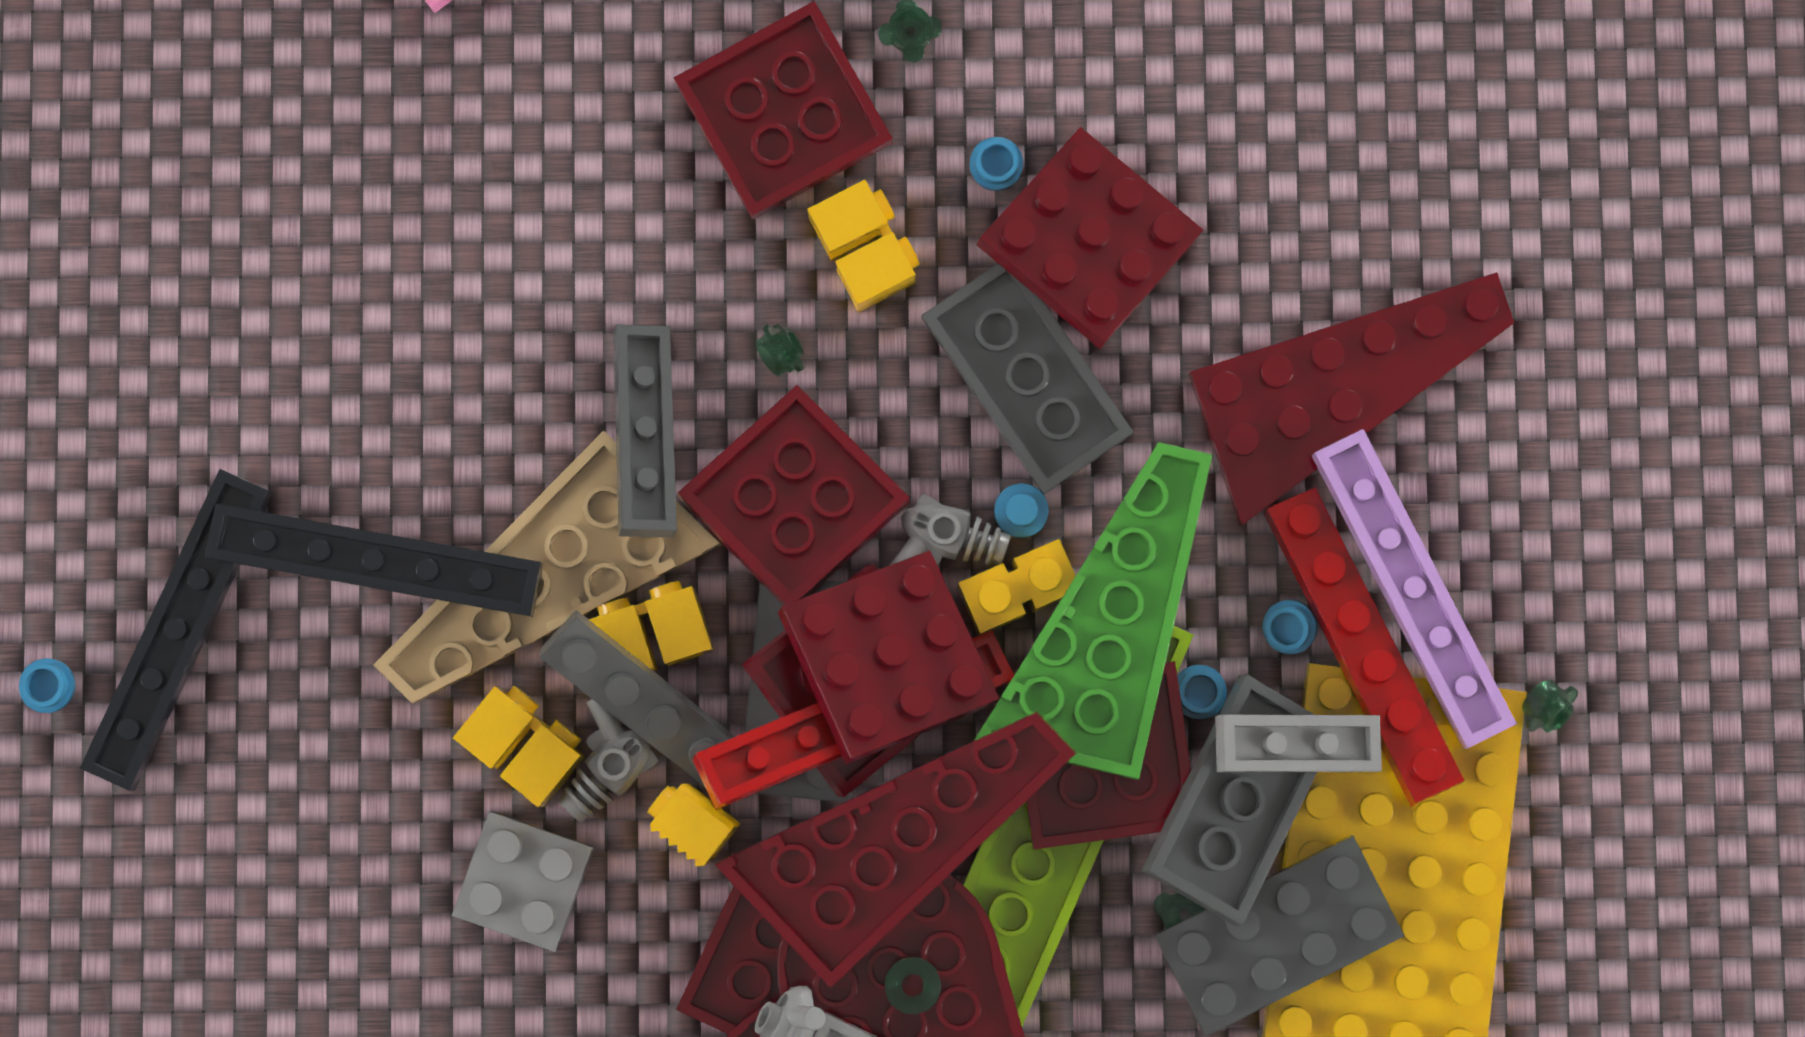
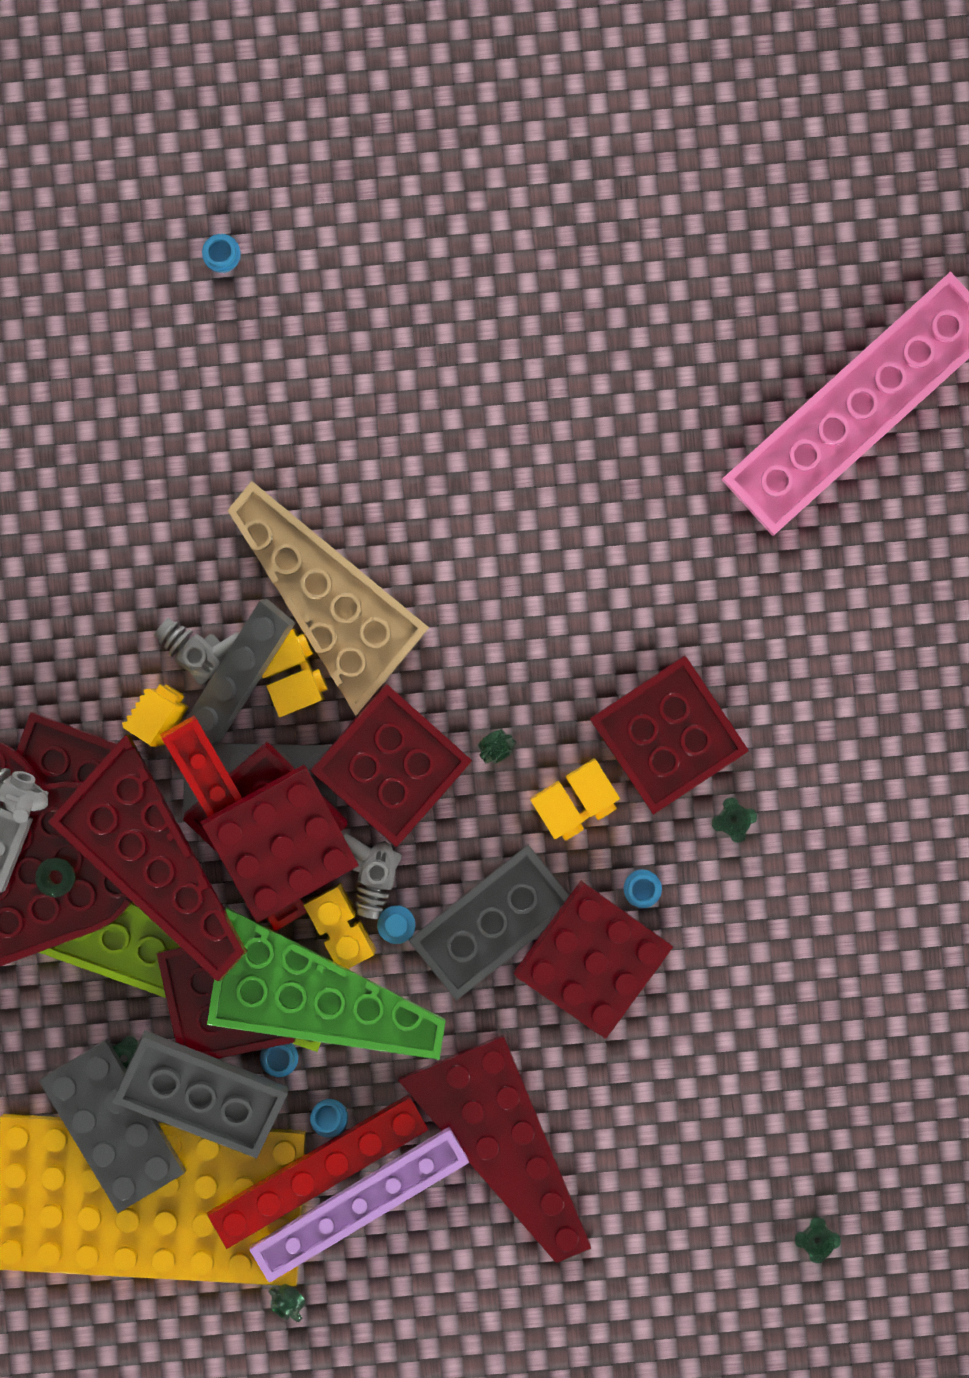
camera: 85 degrees right, 5 degrees up
(168, 644) = (266, 340): black plate -> none
(374, 560) = (322, 476): black plate -> none
(498, 729) = (194, 605): yellow piece -> none
(523, 881) = (112, 597): light grey plate -> none
(644, 431) = (429, 657): dark grey plate -> none
(1298, 743) = (240, 1133): light grey plate -> none

